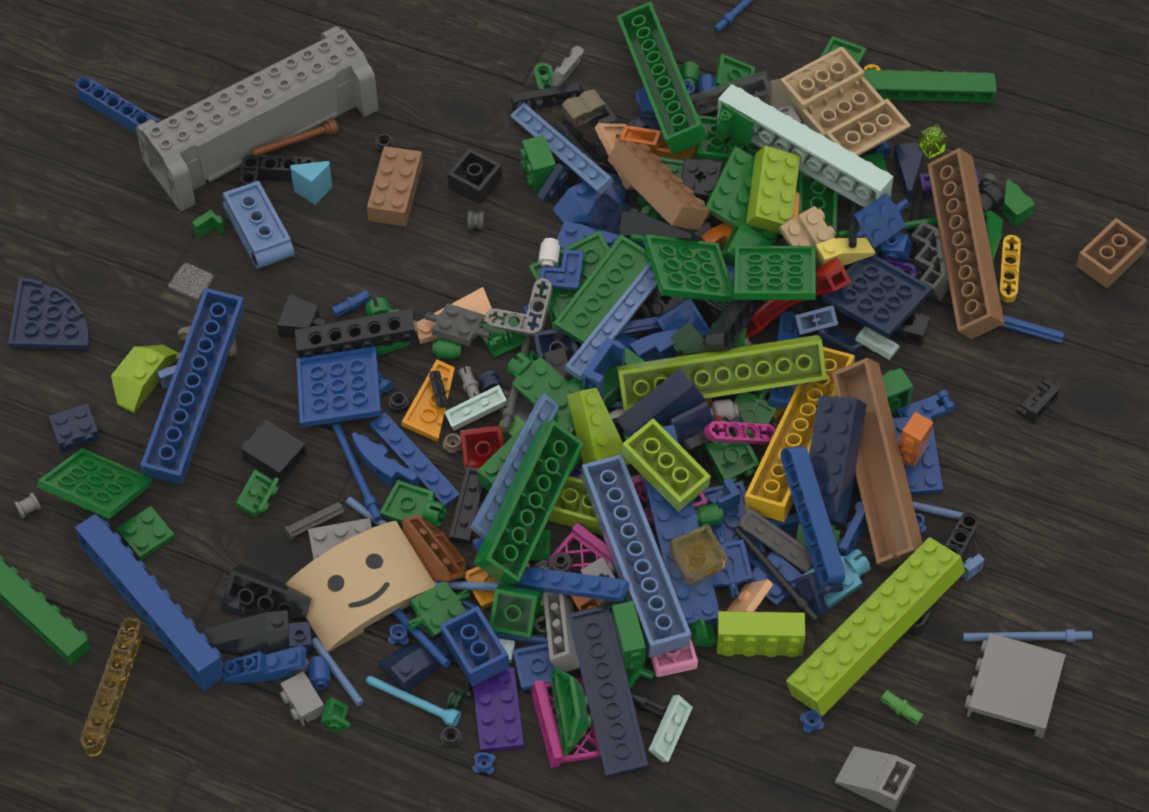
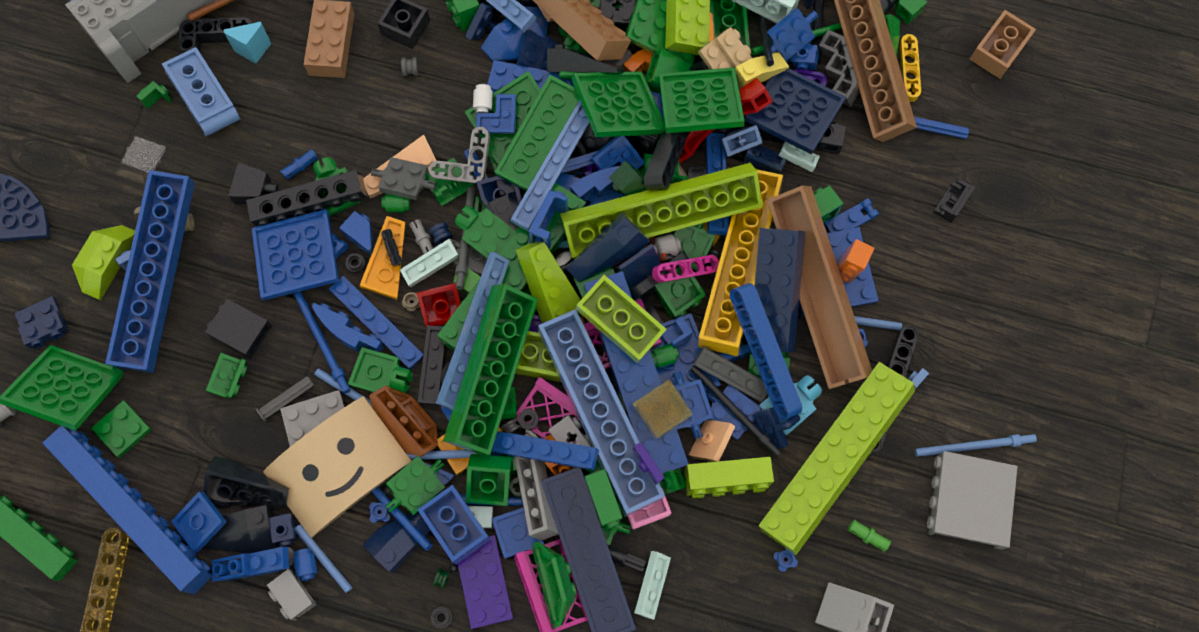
camera: 10 degrees left, 15 degrees up
(218, 620) = (198, 521): none -> blue plate
(335, 715) = (325, 610): green bracket -> none
(405, 372) = (359, 231): none -> blue slope
(450, 717) = (437, 596): medium azure piece -> none
(676, 599) = (647, 464): none -> dark purple plate
(853, 531) = (801, 352): blue plate -> none

